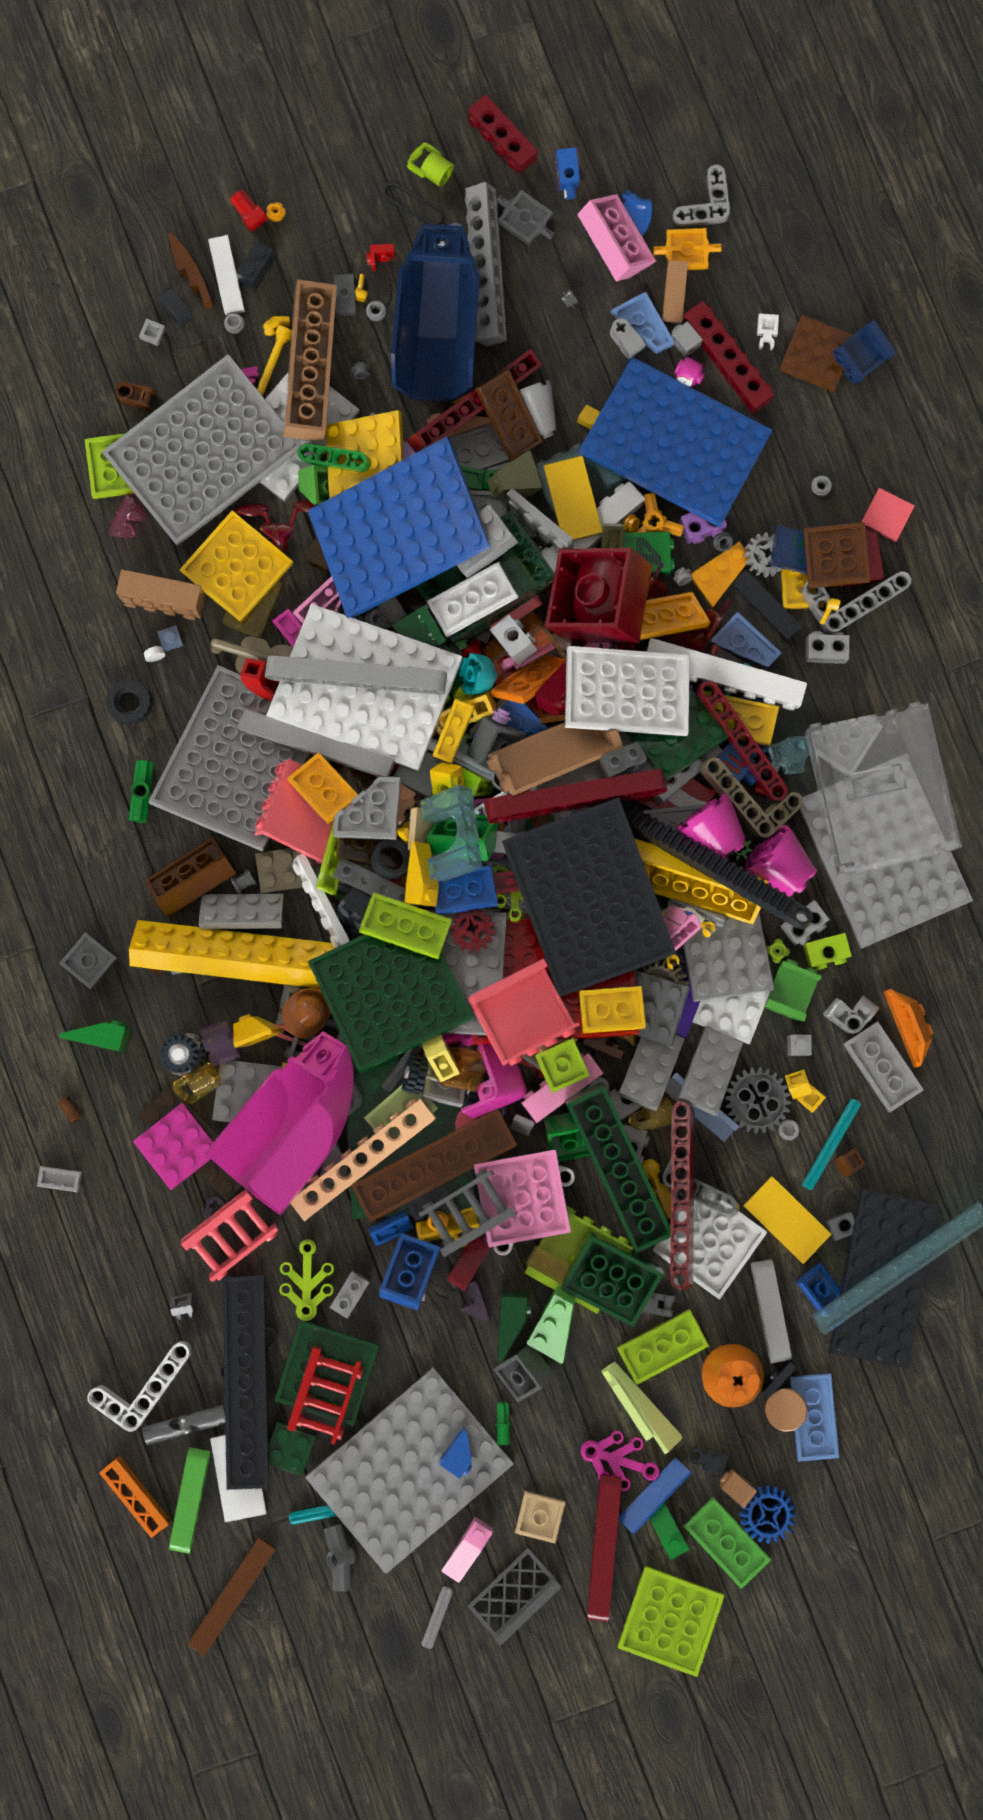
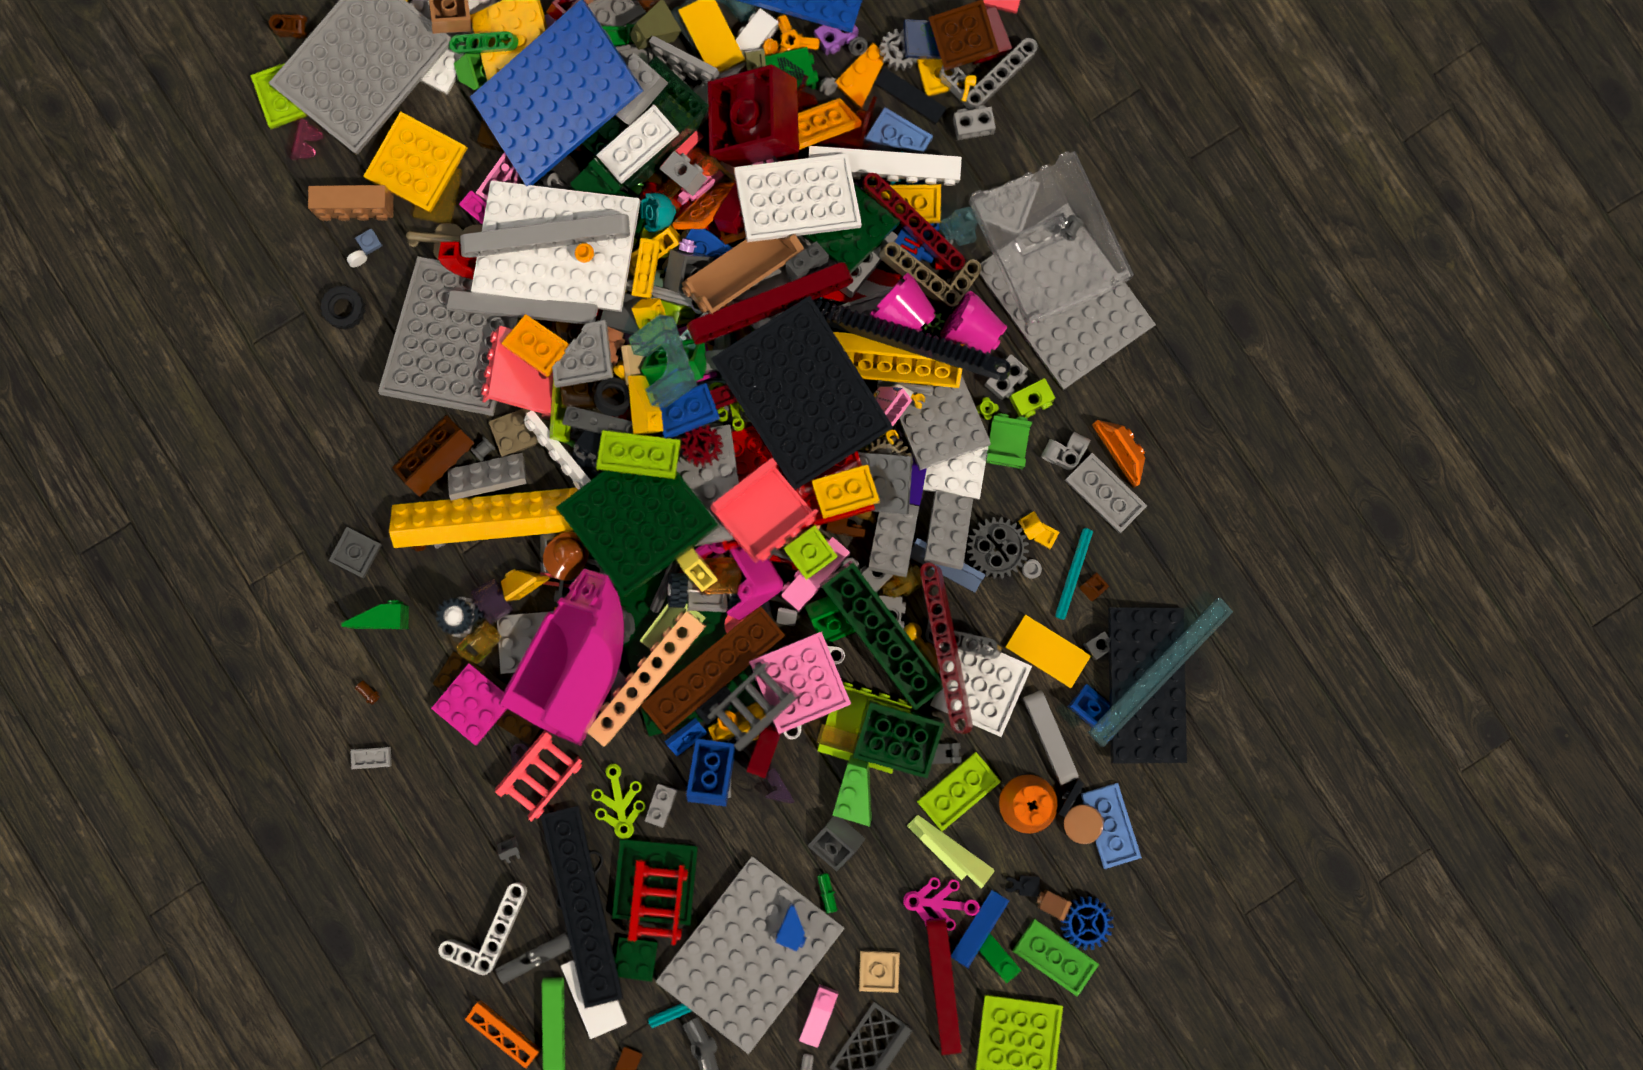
camera: 10 degrees left, 0 degrees up
(140, 804) = (370, 375): green piece -> none
(278, 532) = (445, 121): dark red plant -> none
(393, 701) = (584, 252): none -> light orange plate
(512, 1315) = (812, 790): dark green slope -> none
(799, 1045) = (1025, 489): light grey brick -> none
(906, 781) = (1071, 228): none -> dark grey bush

